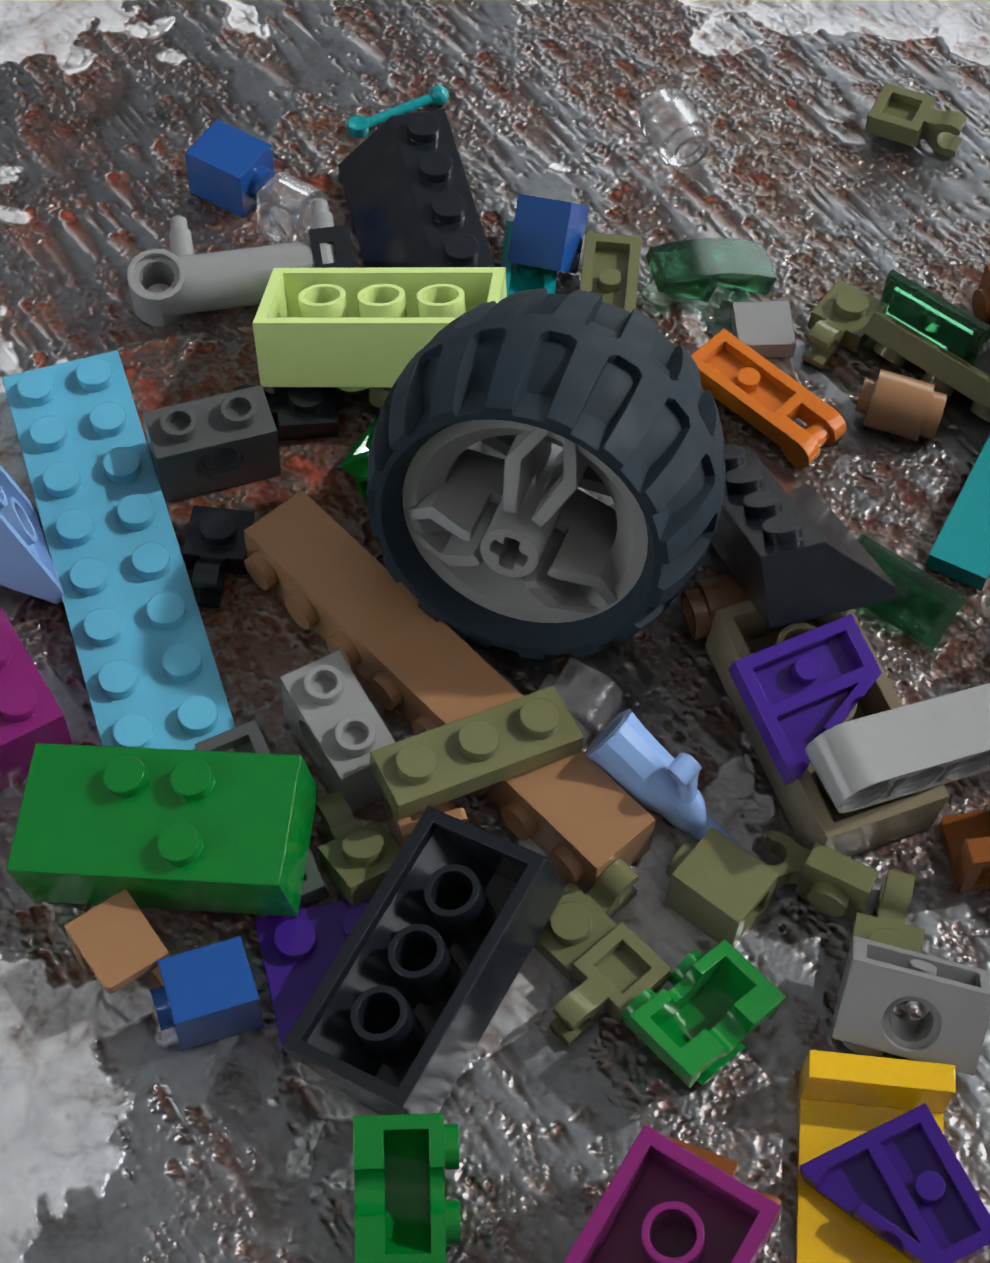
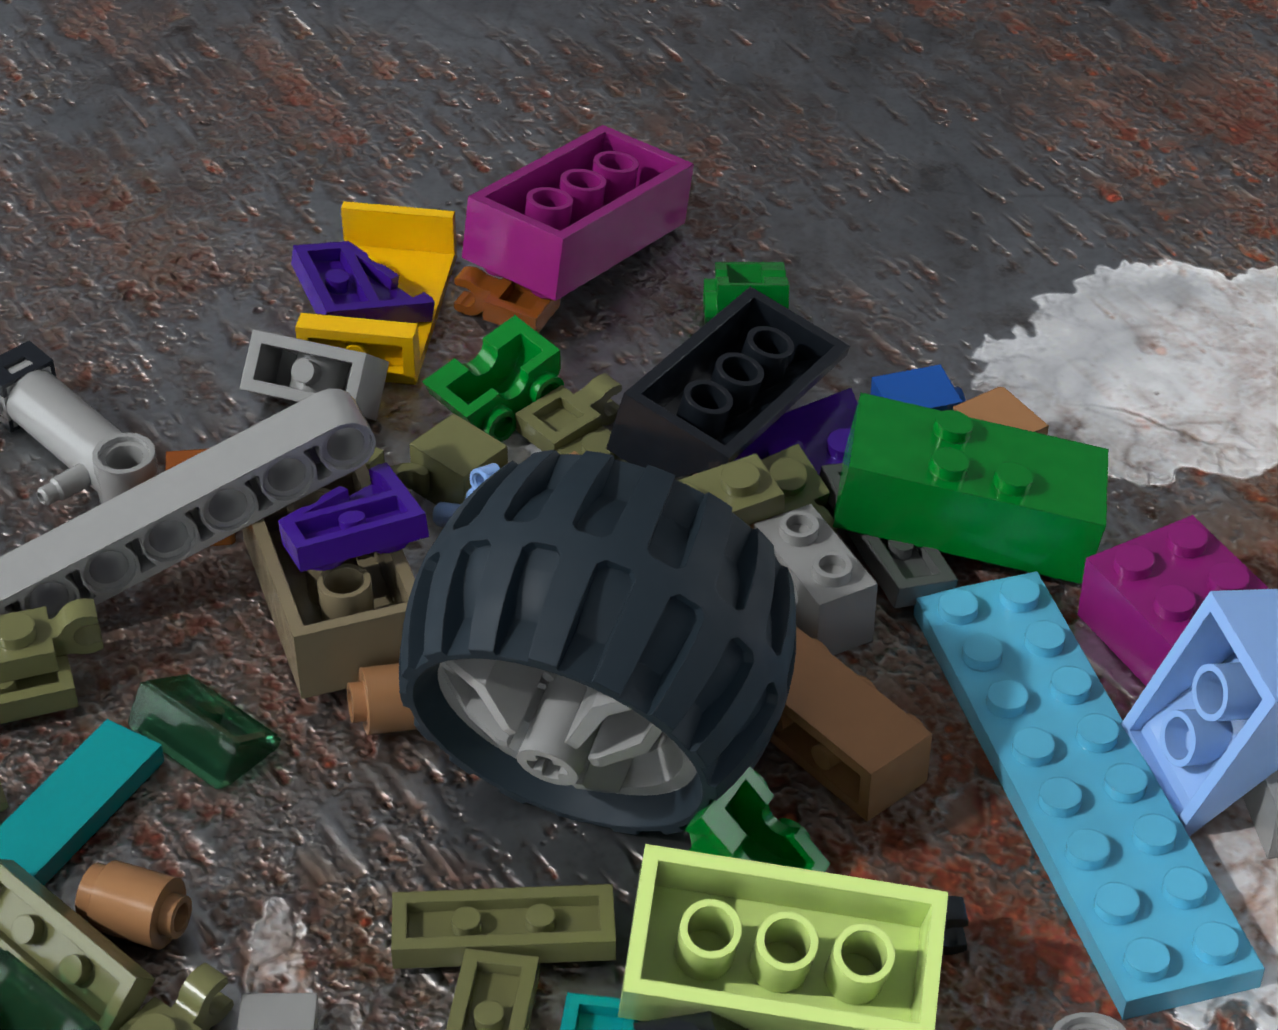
camera: 175 degrees left, 15 degrees down
(213, 443) = (992, 855): dark grey brick -> none
(215, 548) = (963, 783): black plate -> none
(767, 398) = (304, 930): orange plate -> none
(790, 545) = (331, 675): black slope -> none

